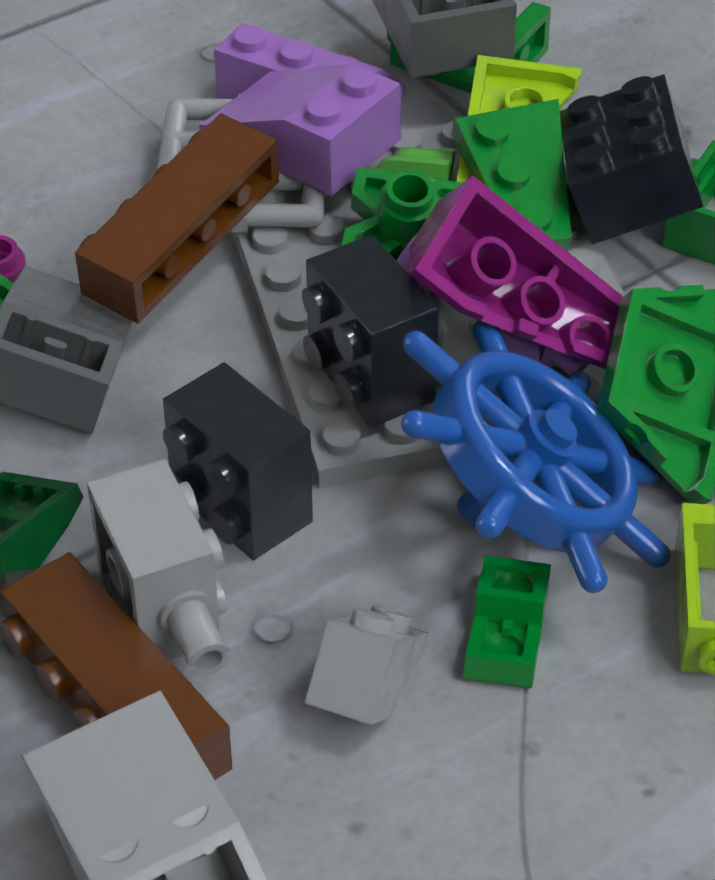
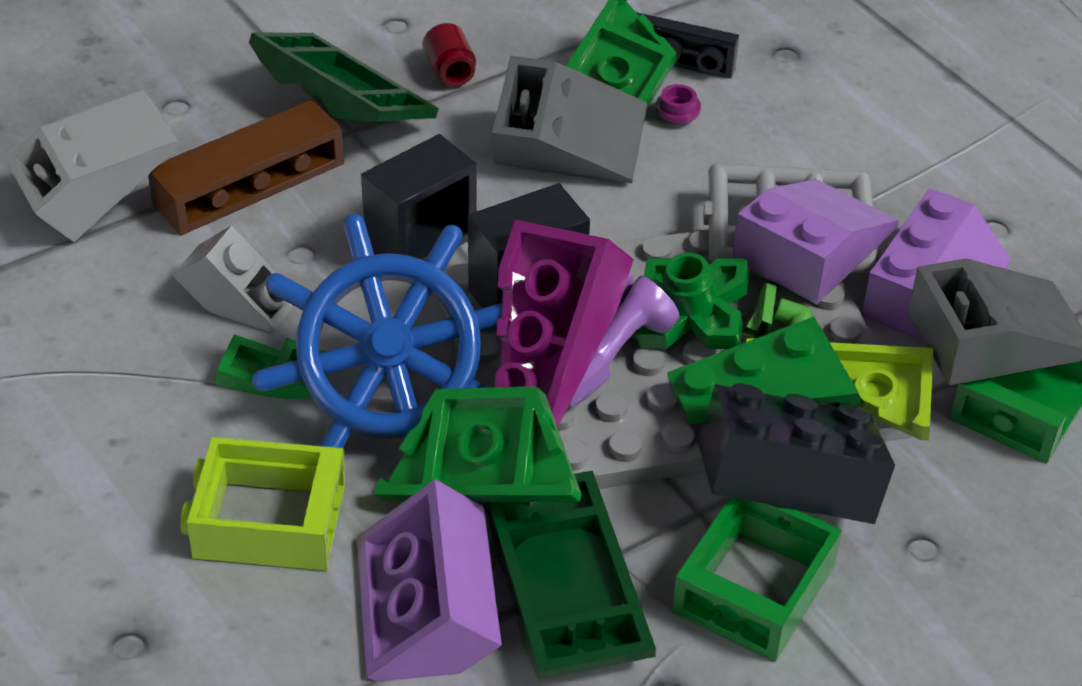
camera: 90 degrees right, 0 degrees up
(161, 562) = (313, 165): light grey brick -> none
(177, 217) = (678, 159): reddish brown brick -> none

